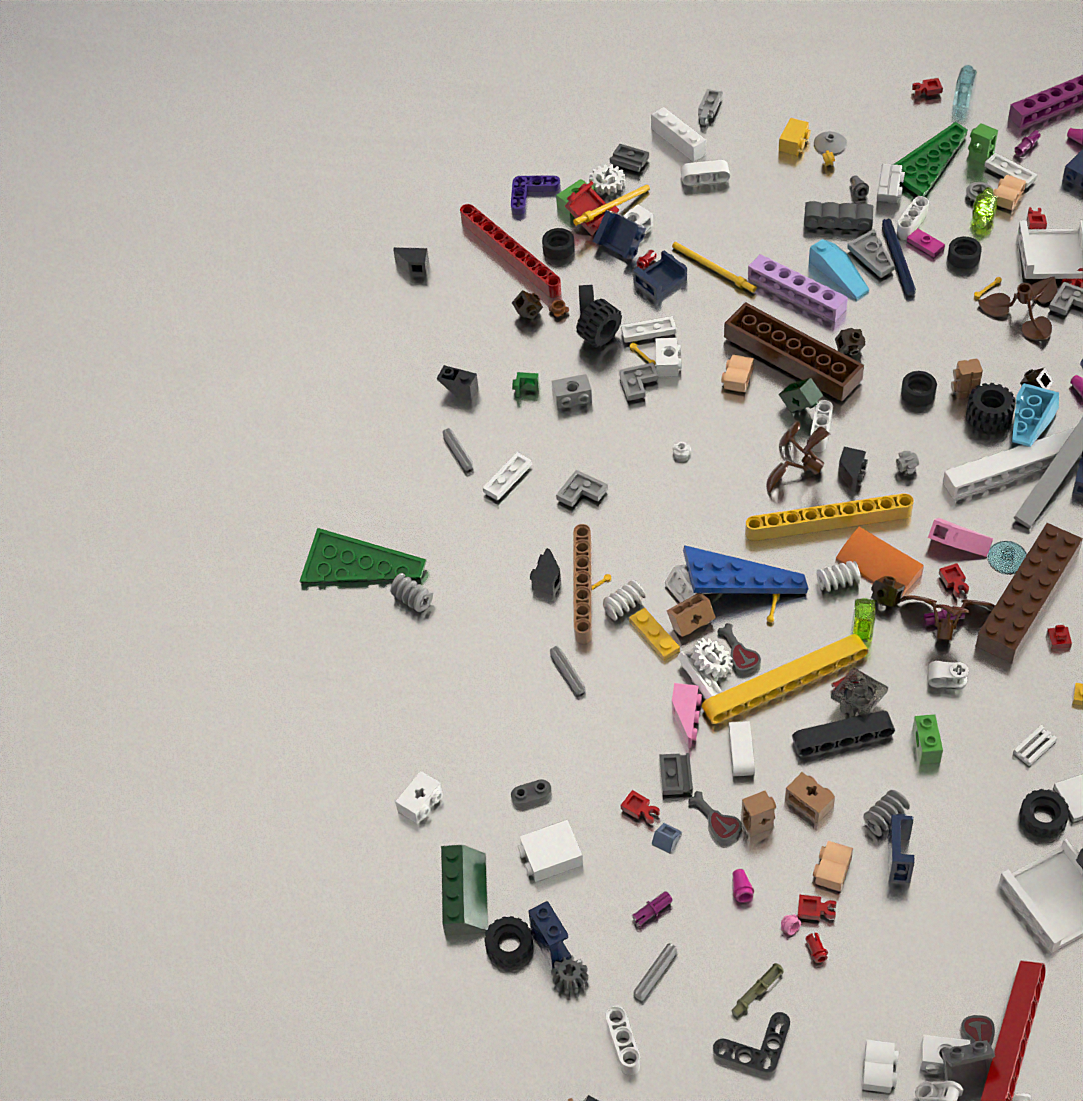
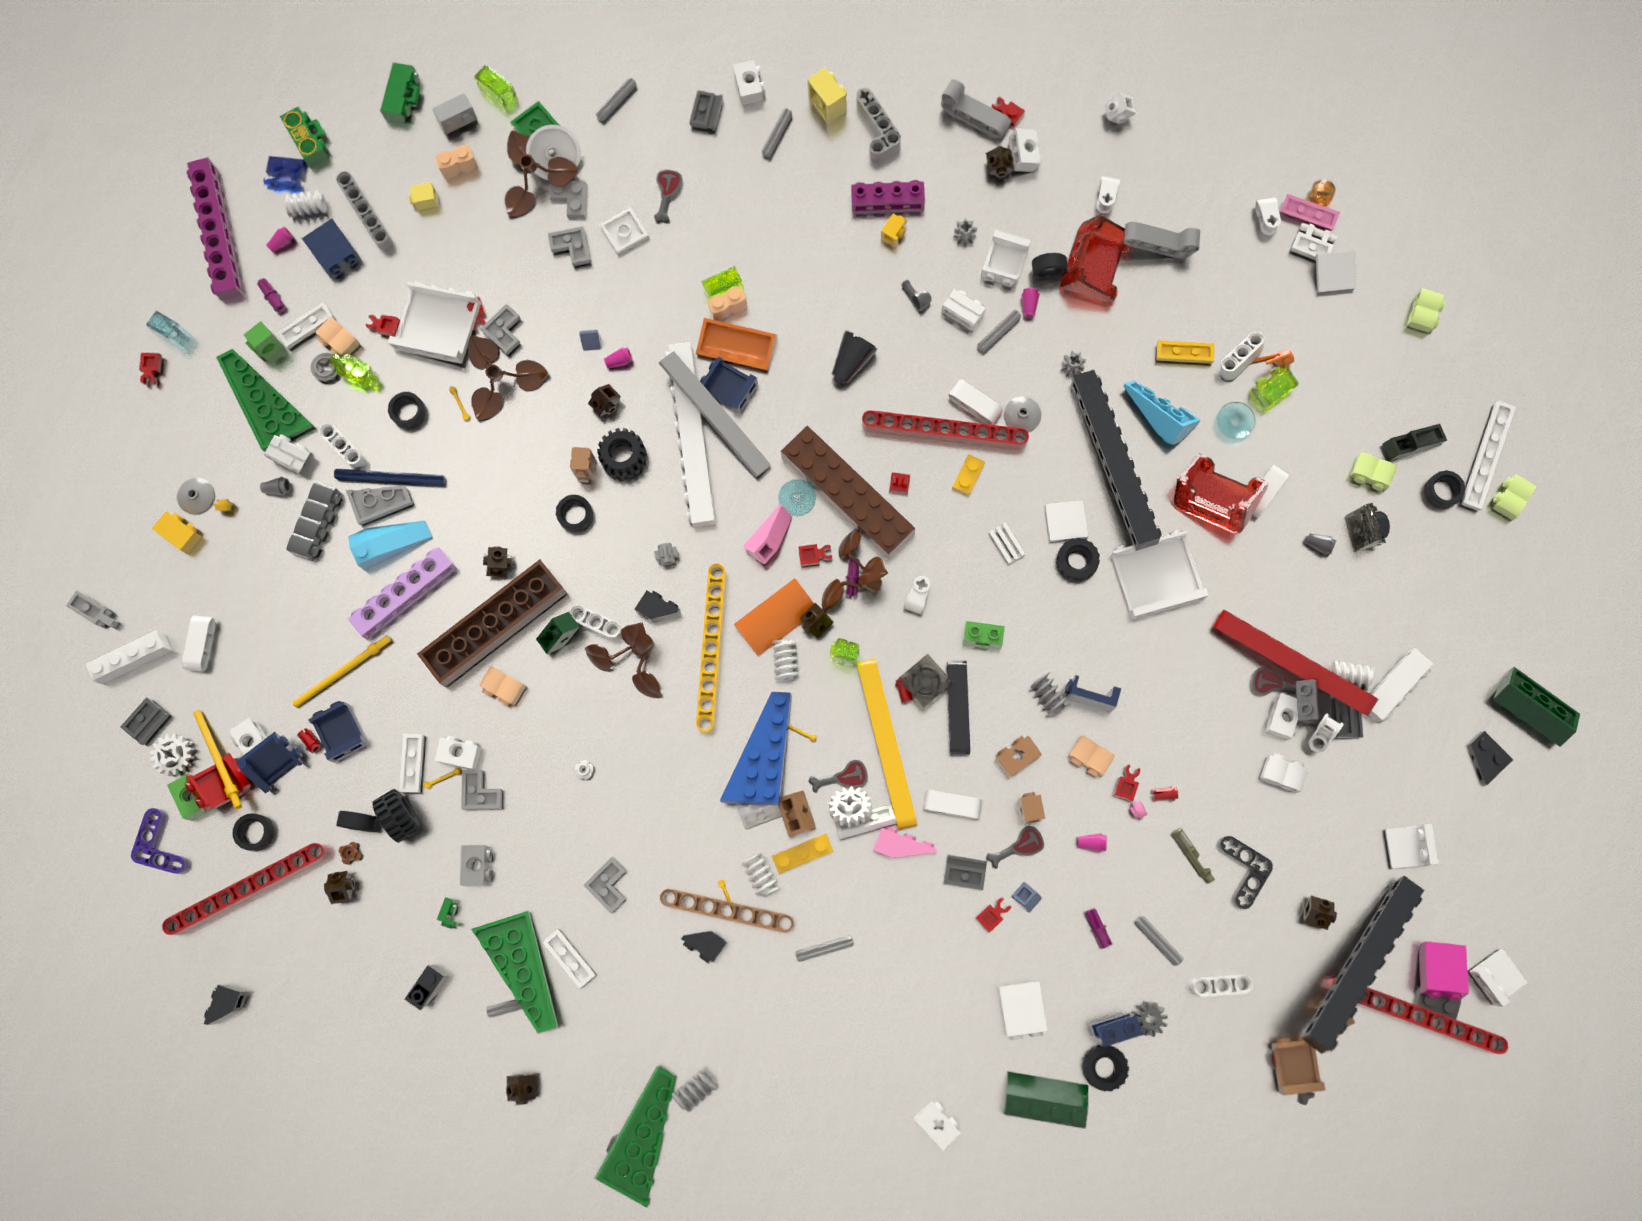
camera: 75 degrees left, 25 degrees up
(391, 468) = (521, 1088): none -> dark brown brick
(495, 438) = (517, 958): none -> green wing
(532, 794) = (953, 1014): dark grey plate -> none
(925, 242) = (378, 443): dark pink plate -> none
(1033, 413) = (643, 417): medium azure wedge -> none

